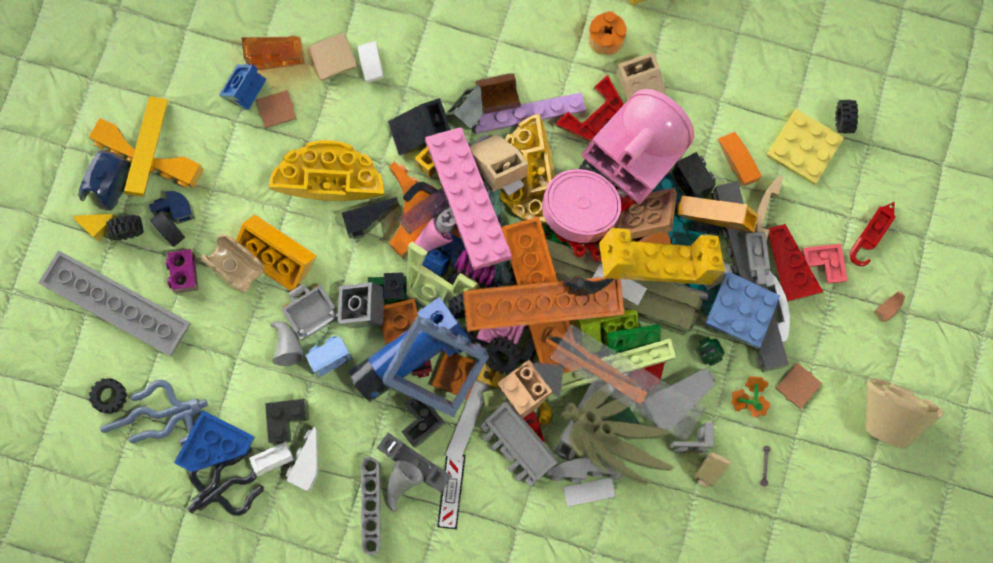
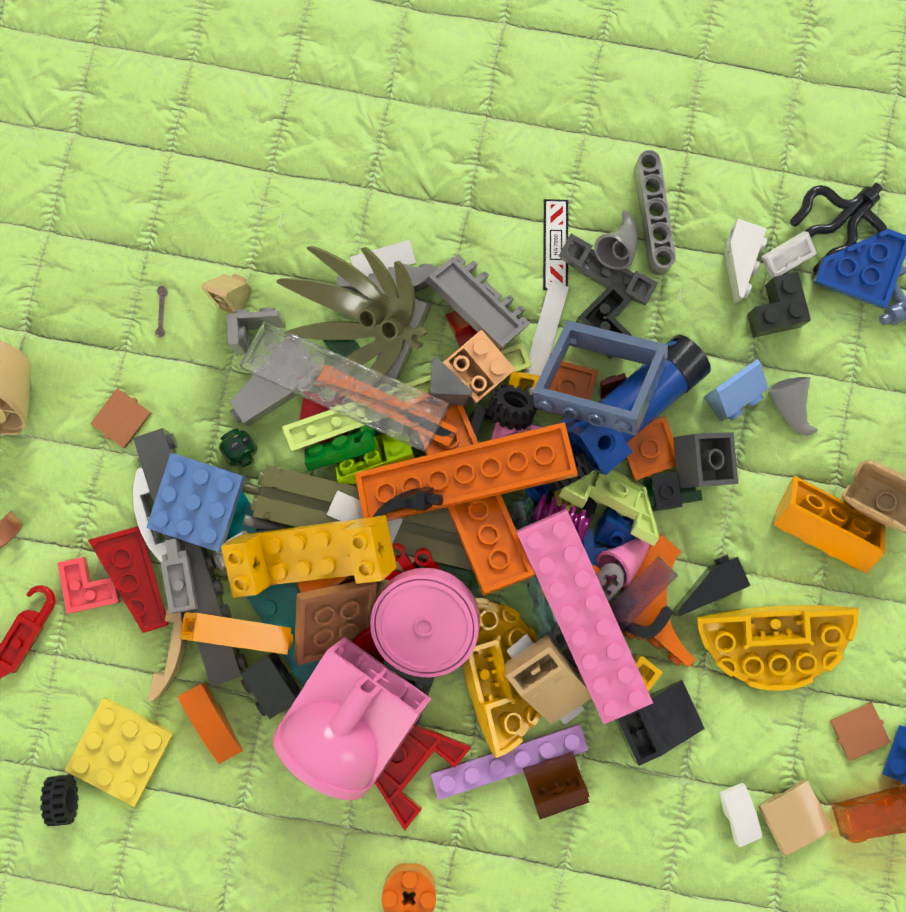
camera: 170 degrees right, 5 degrees up
(310, 311) = (770, 450): light grey piece -> none
(467, 109) = (597, 755): pearl dark grey slope -> none
(545, 413) = (446, 346): yellow arm -> none
(640, 74) = (352, 826): tan slope -> none
(705, 228) = (257, 614): black piece -> none
(757, 405) = (173, 387): orange plant -> none

